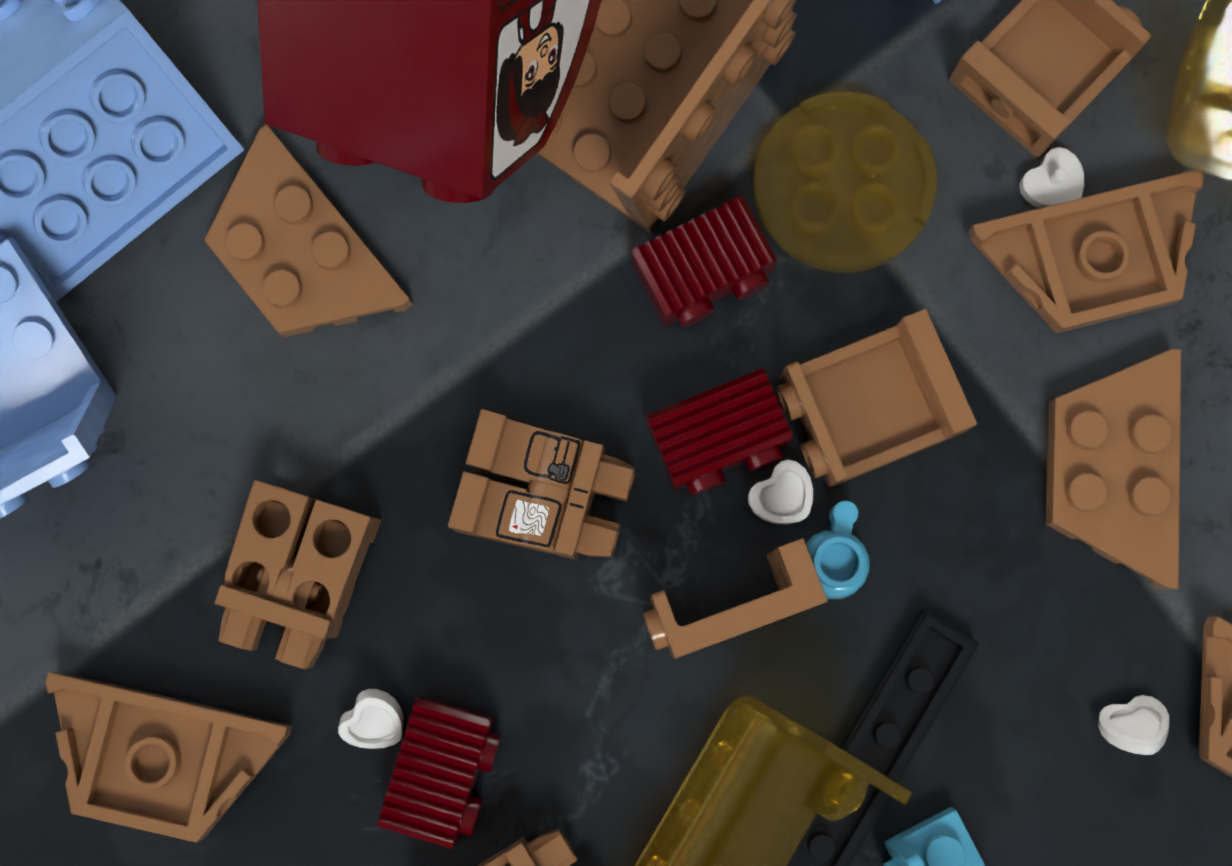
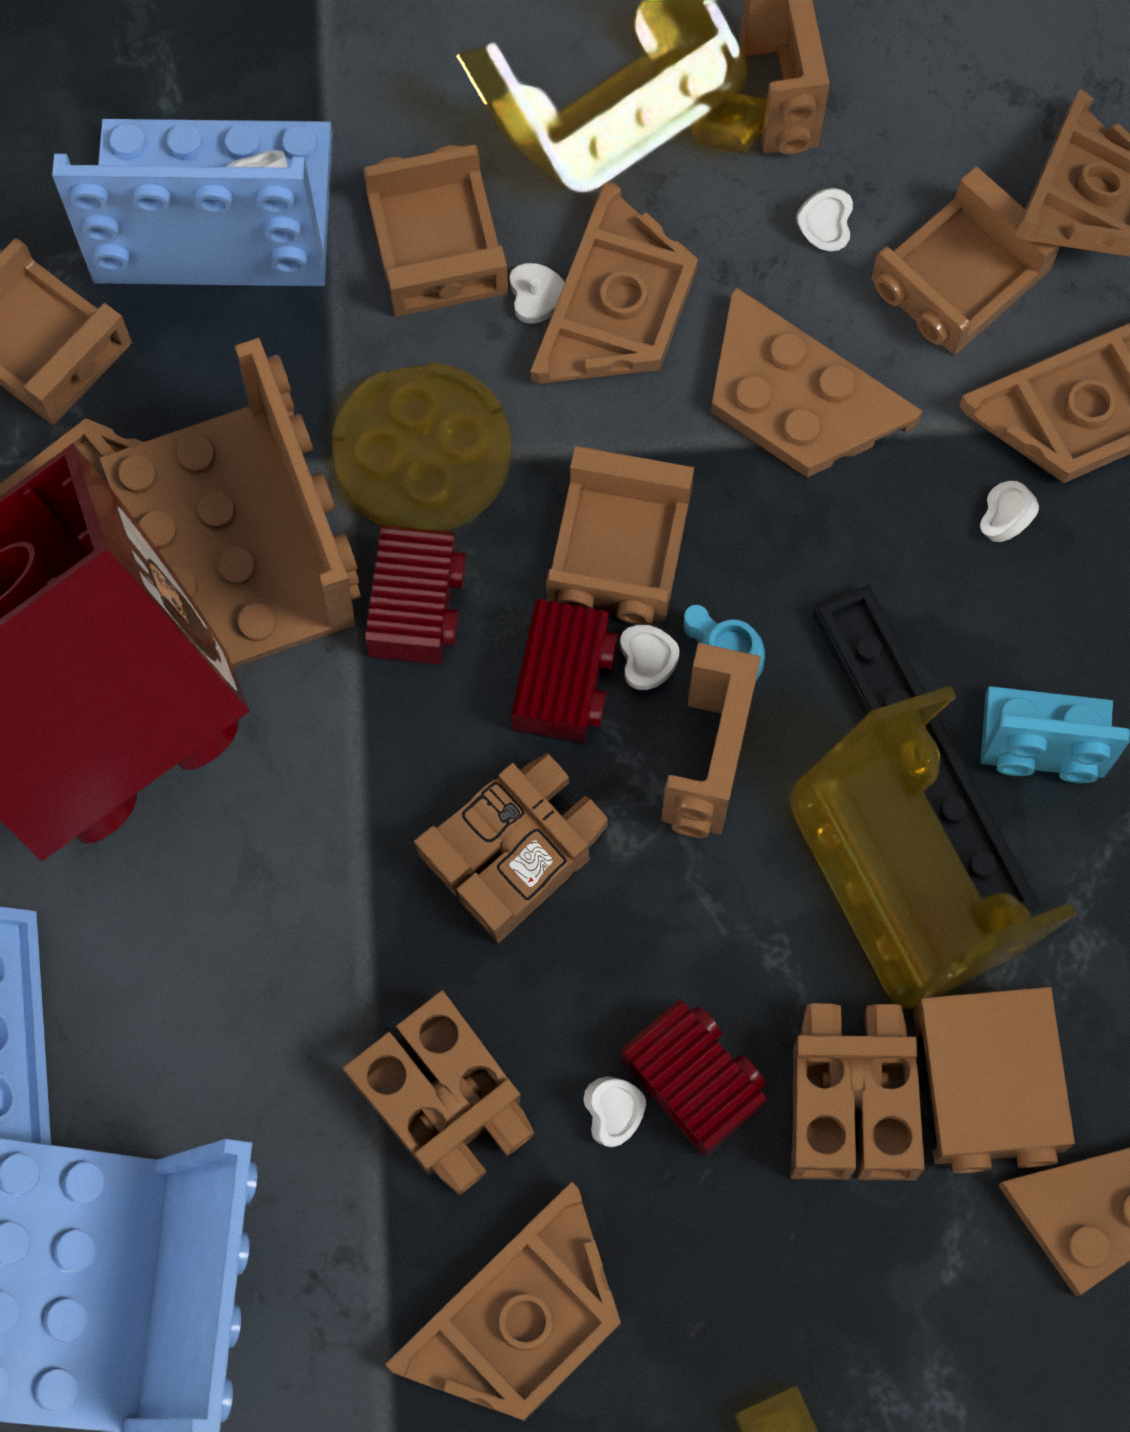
camera: 60 degrees left, 10 degrees down
(295, 247) = (156, 921): medium nougat wing -> none

